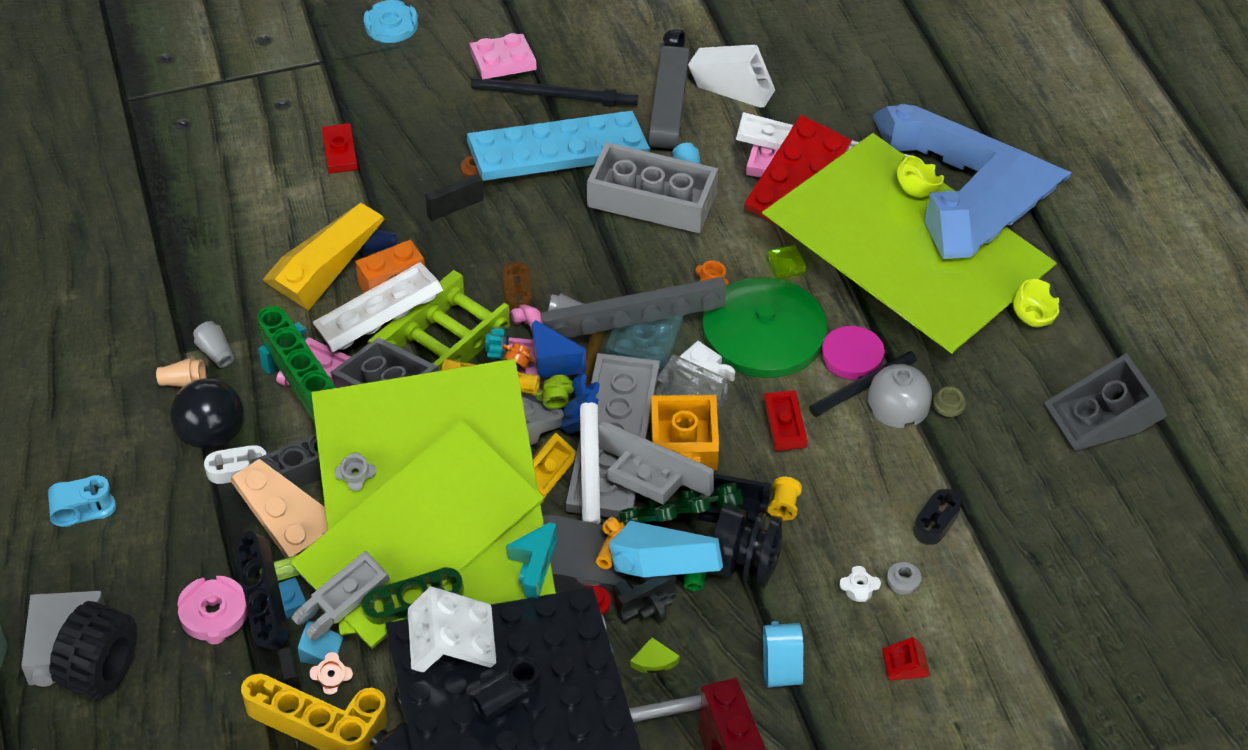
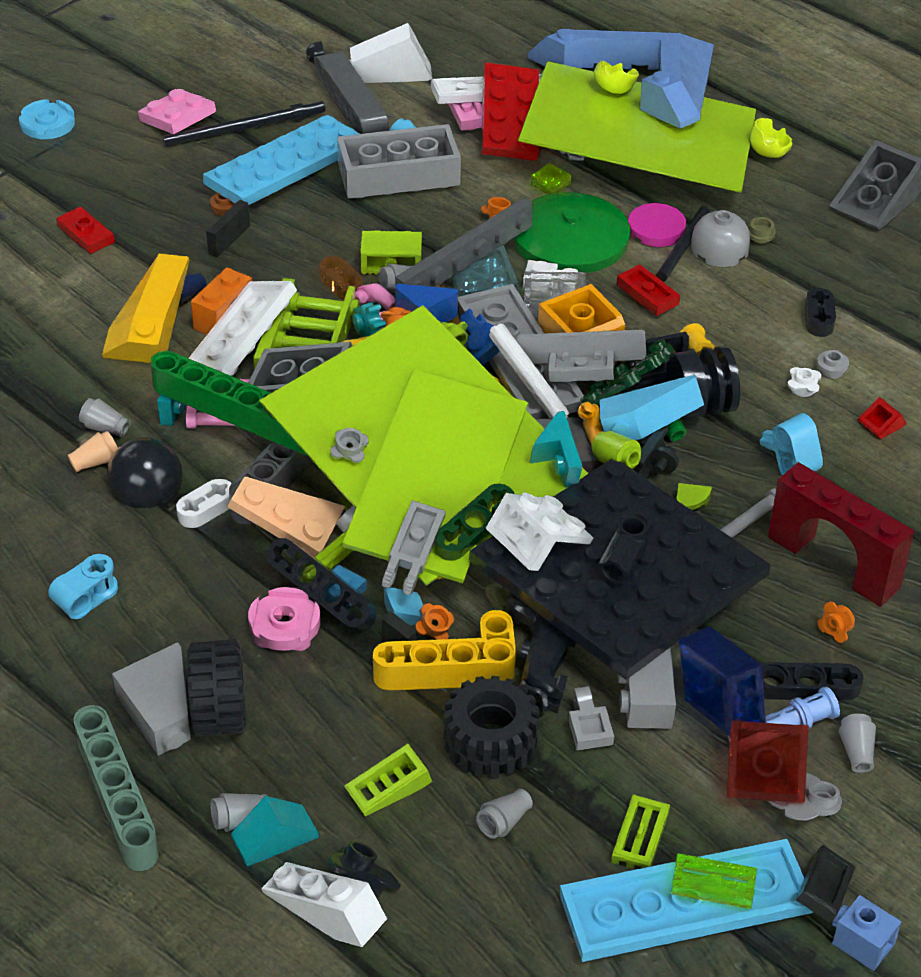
camera: 30 degrees left, 5 degrees down
(577, 278) = (391, 247): none -> lime brick
(604, 580) = (617, 447): none -> lime brick

